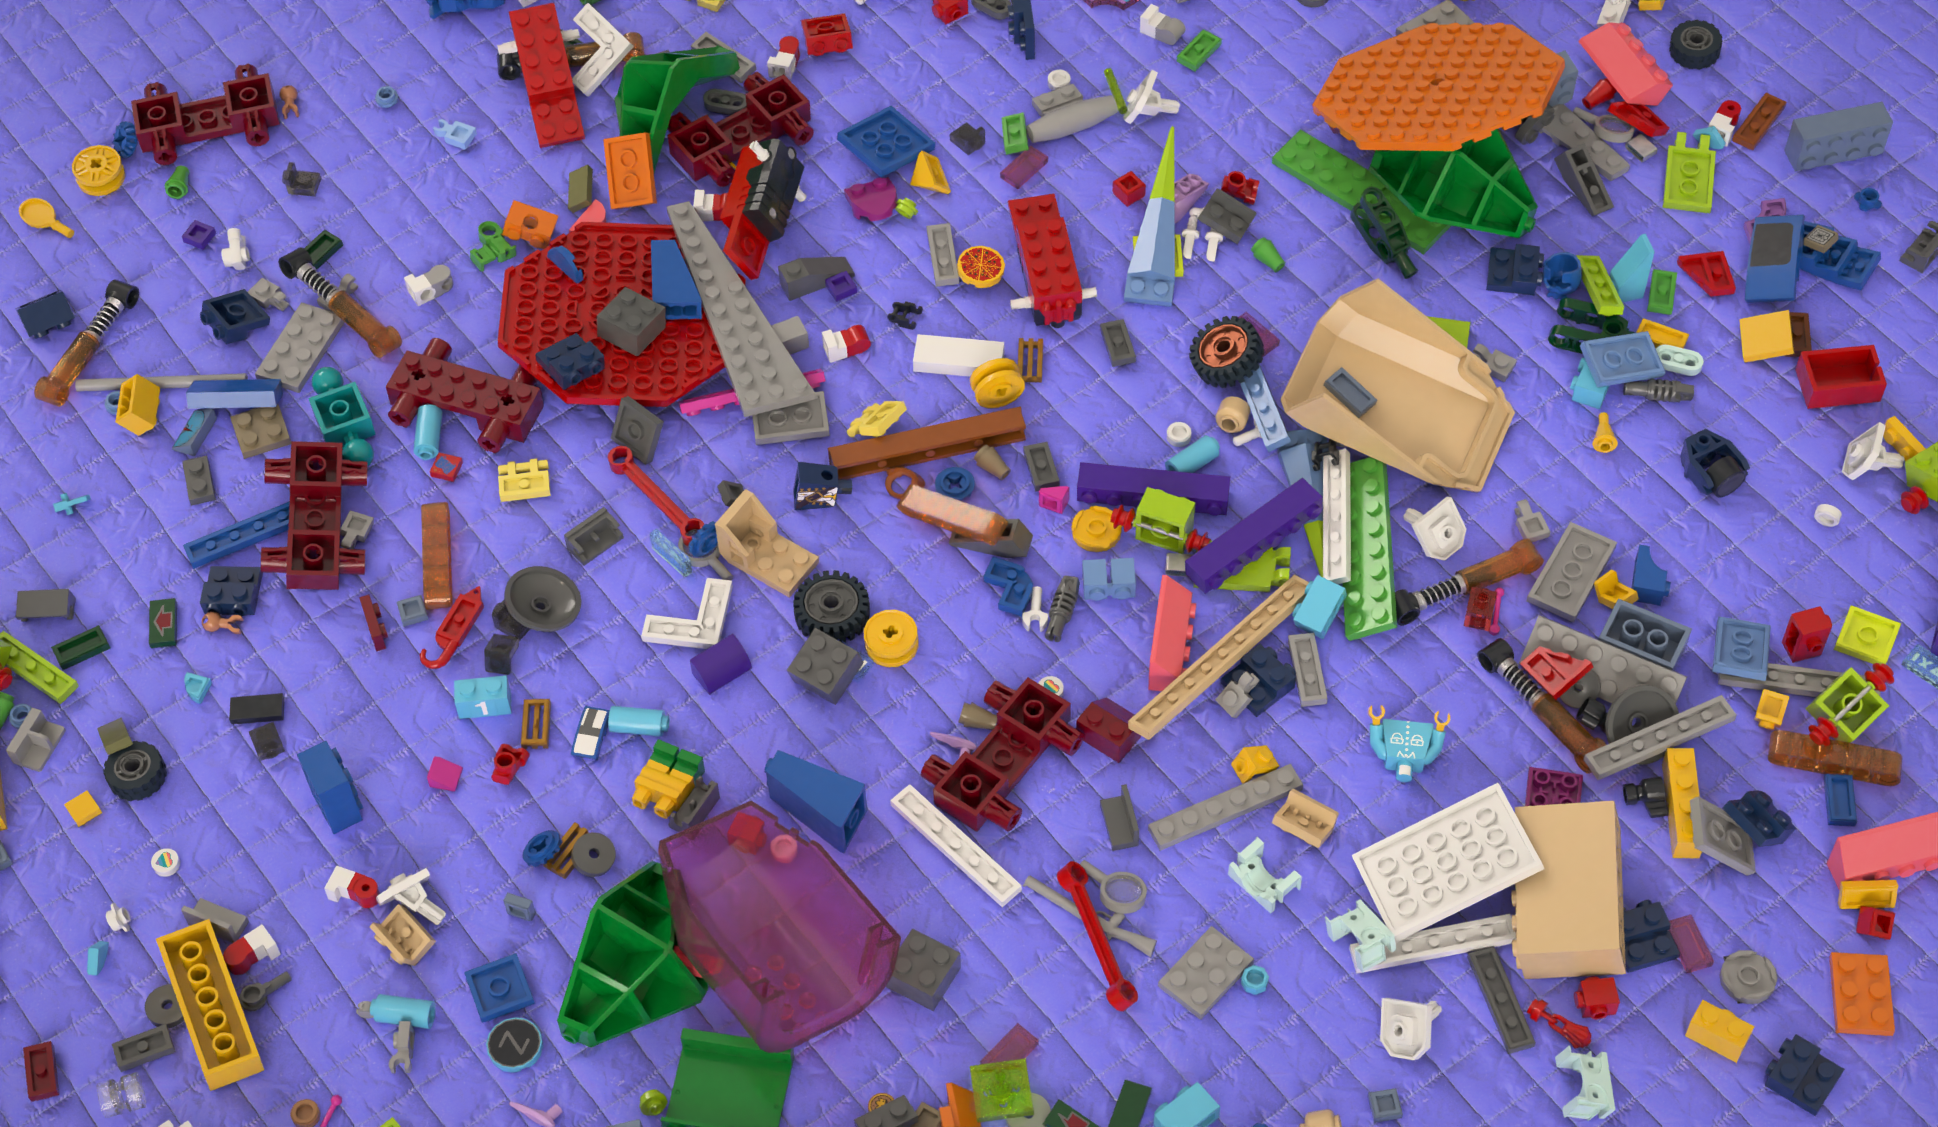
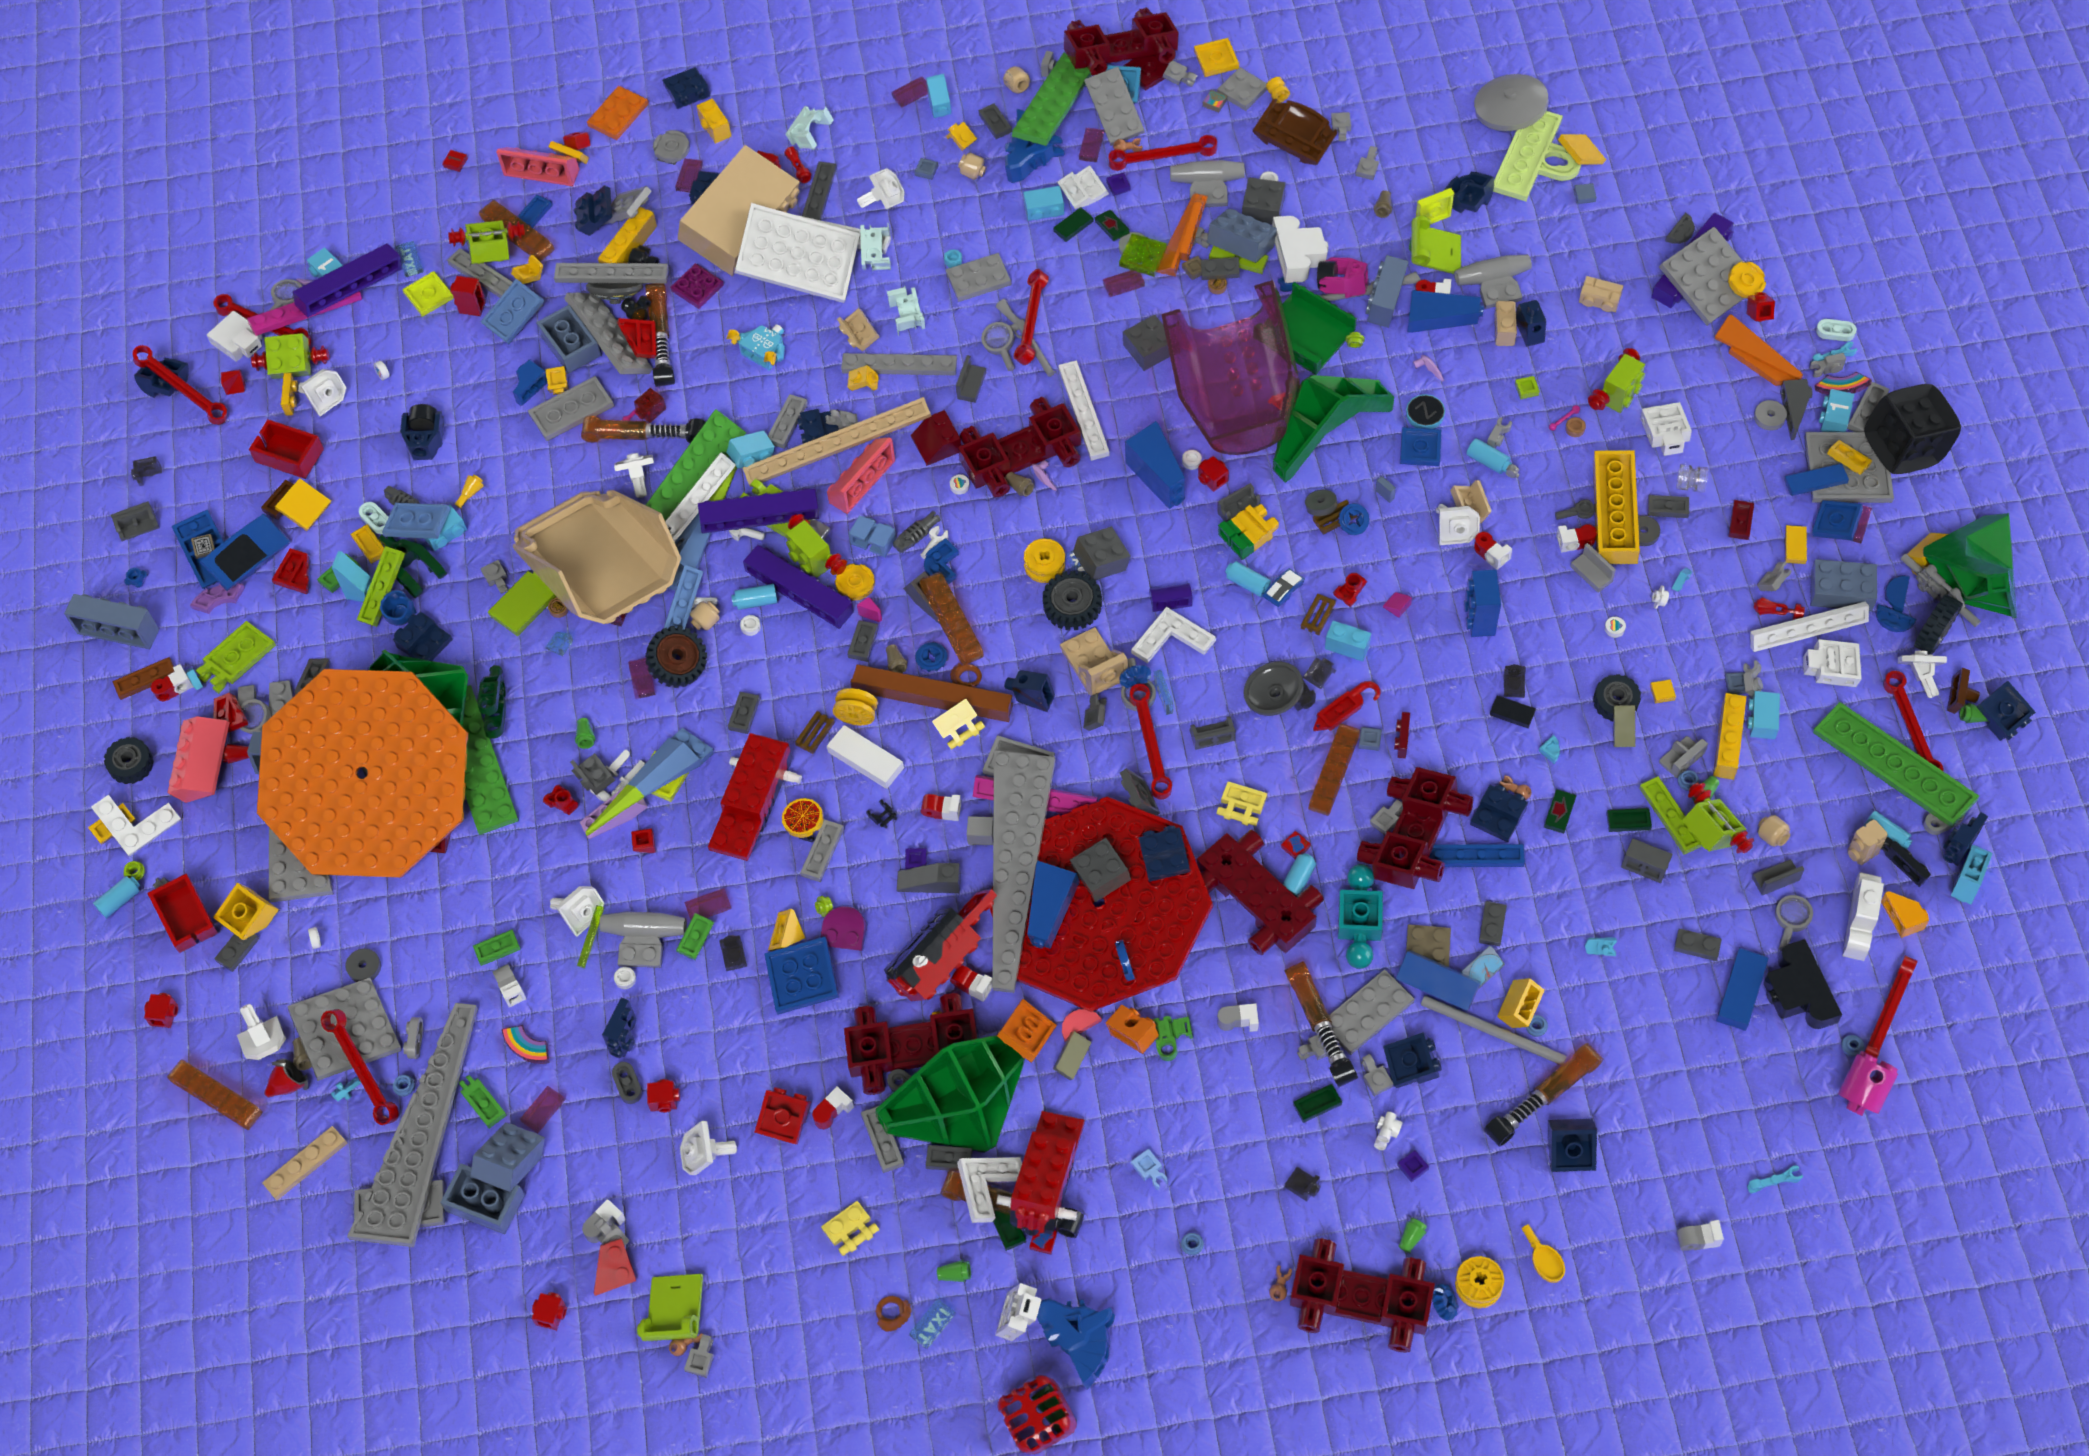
camera: 150 degrees left, 5 degrees up
(1350, 392) = (619, 574): sand blue tile -> none
(1530, 524) = (569, 449): light grey plate -> none

